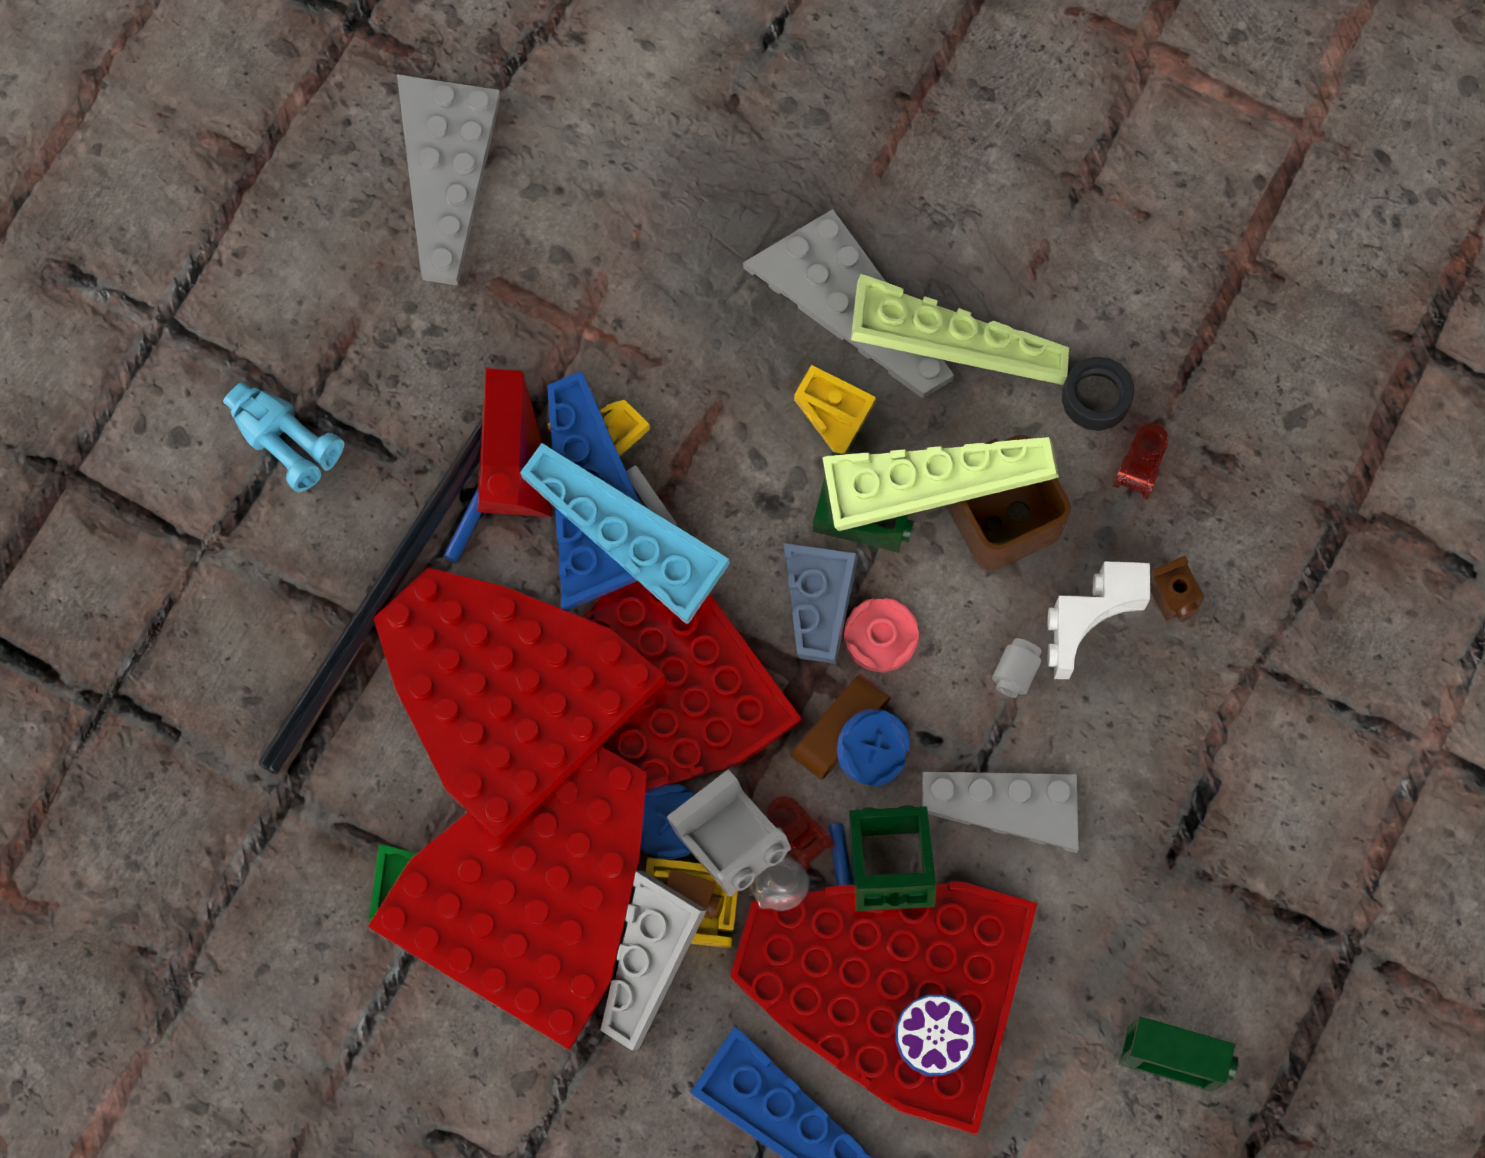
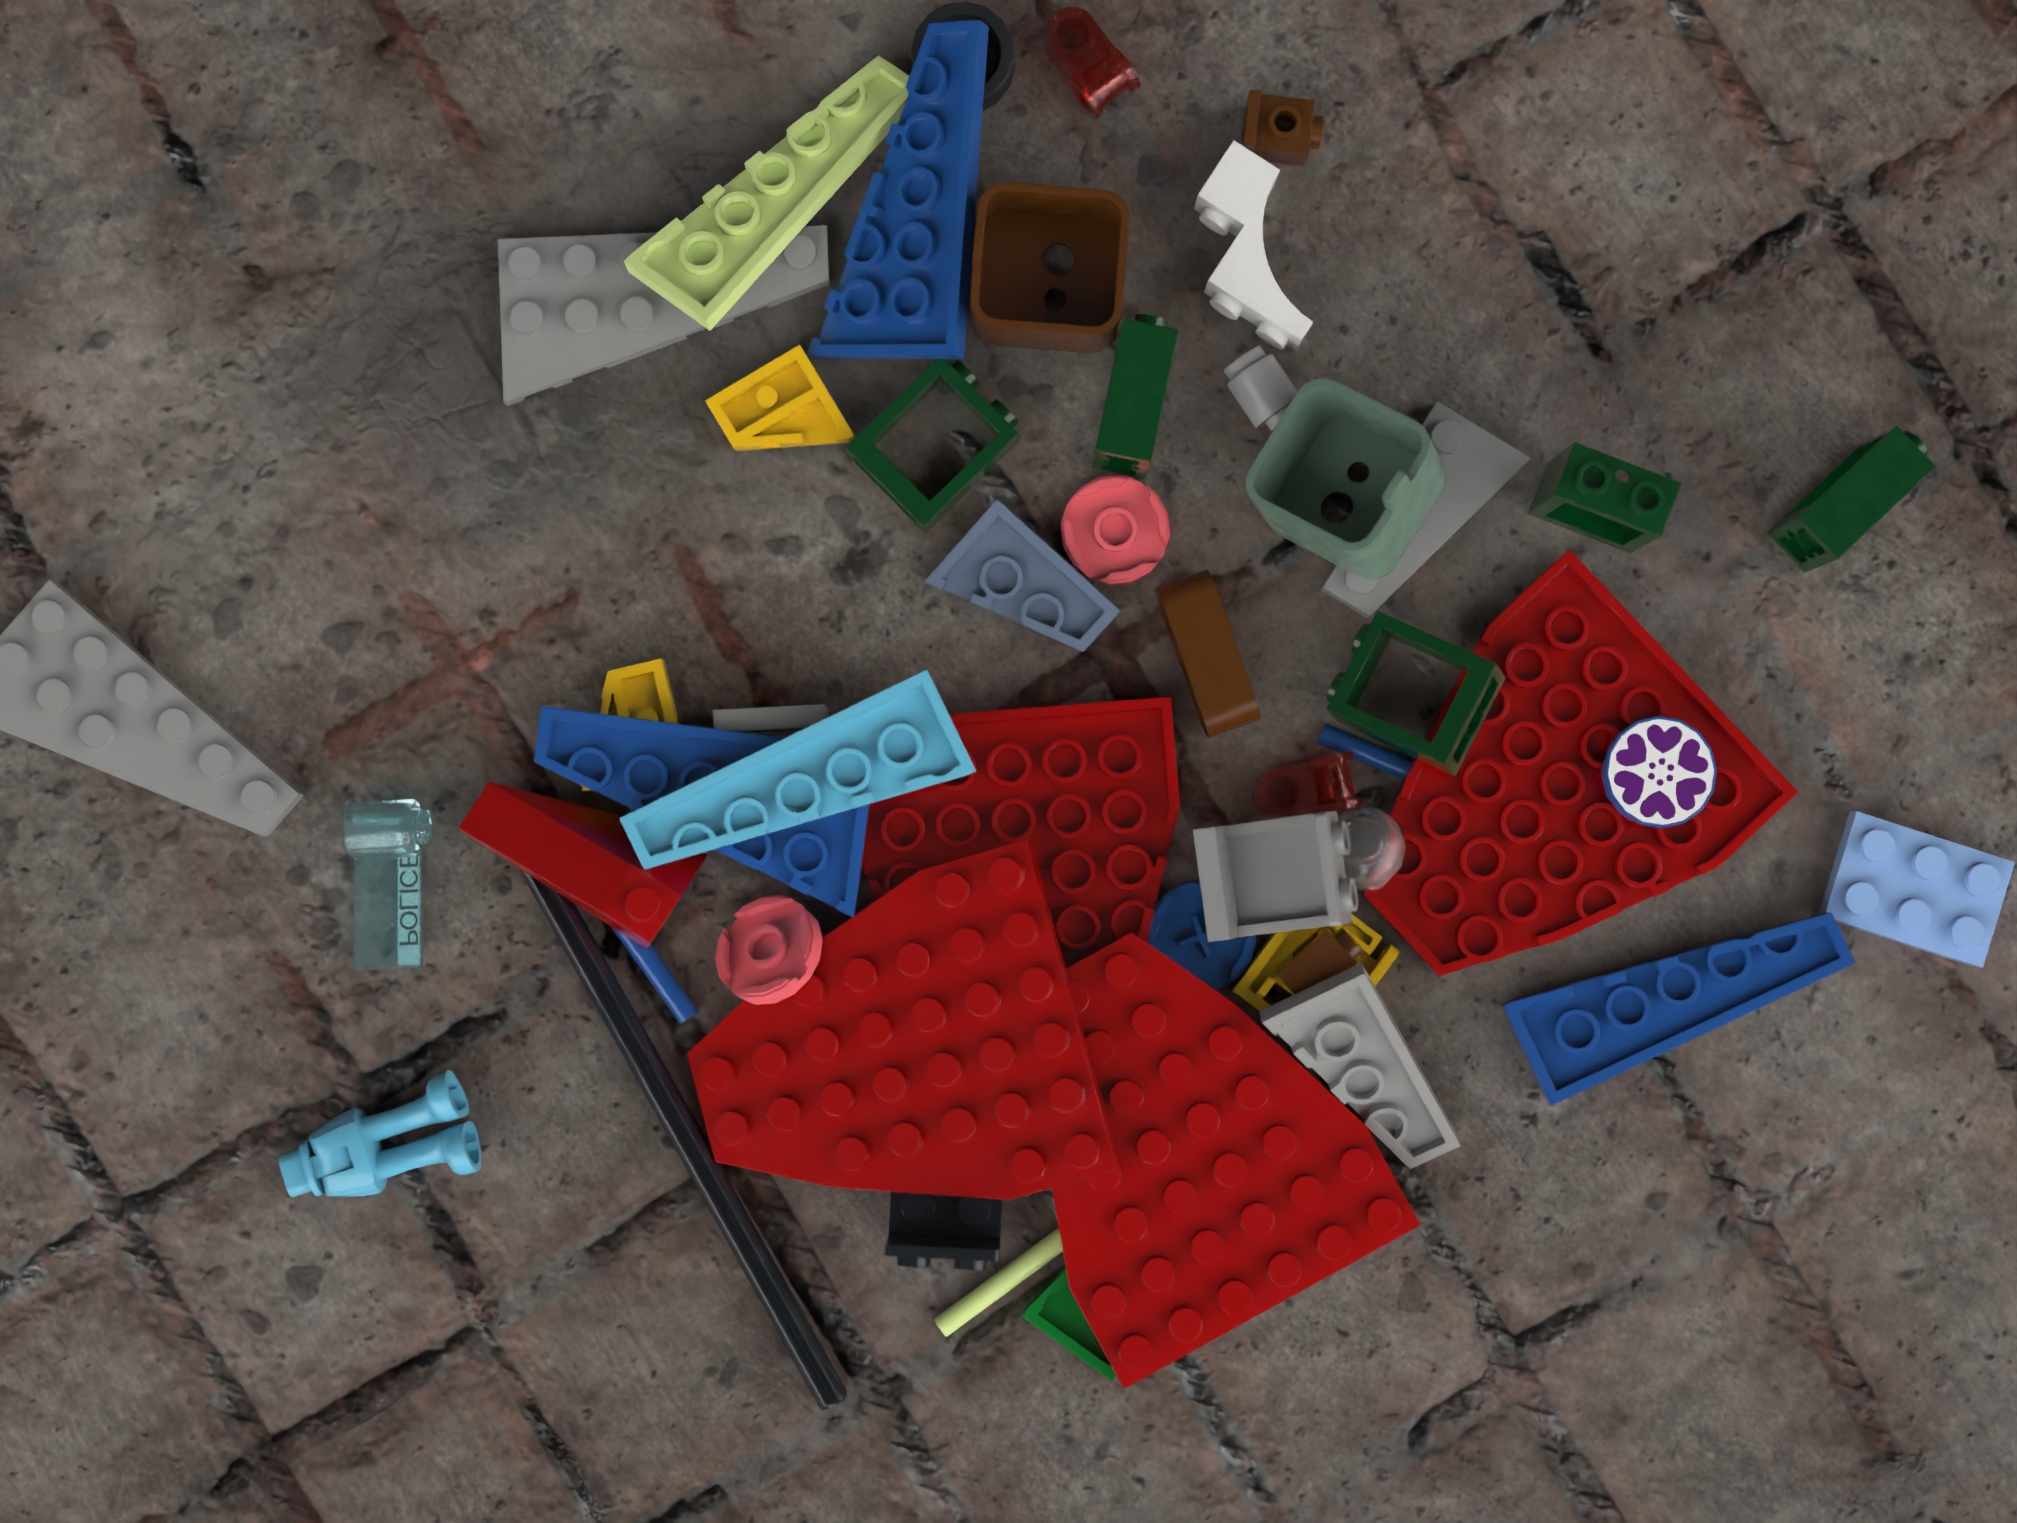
camera: 65 degrees left, 15 degrees up
(387, 823) = (1000, 1283): none -> yellowish green bar
(413, 774) = (944, 1229): none -> black bracket
(453, 343) = (388, 881): none -> clear light blue door
(515, 576) = (769, 949): none -> coral tile
(873, 747) = (1261, 630): blue tile -> none
(904, 482) = (959, 378): yellowish green wing -> none
(963, 593) = (1135, 396): none -> dark green window
(996, 409) = (915, 229): none -> blue wing
(1002, 718) = (1310, 461): none -> sand green piece
(1078, 912) = (1585, 497): none -> dark green window

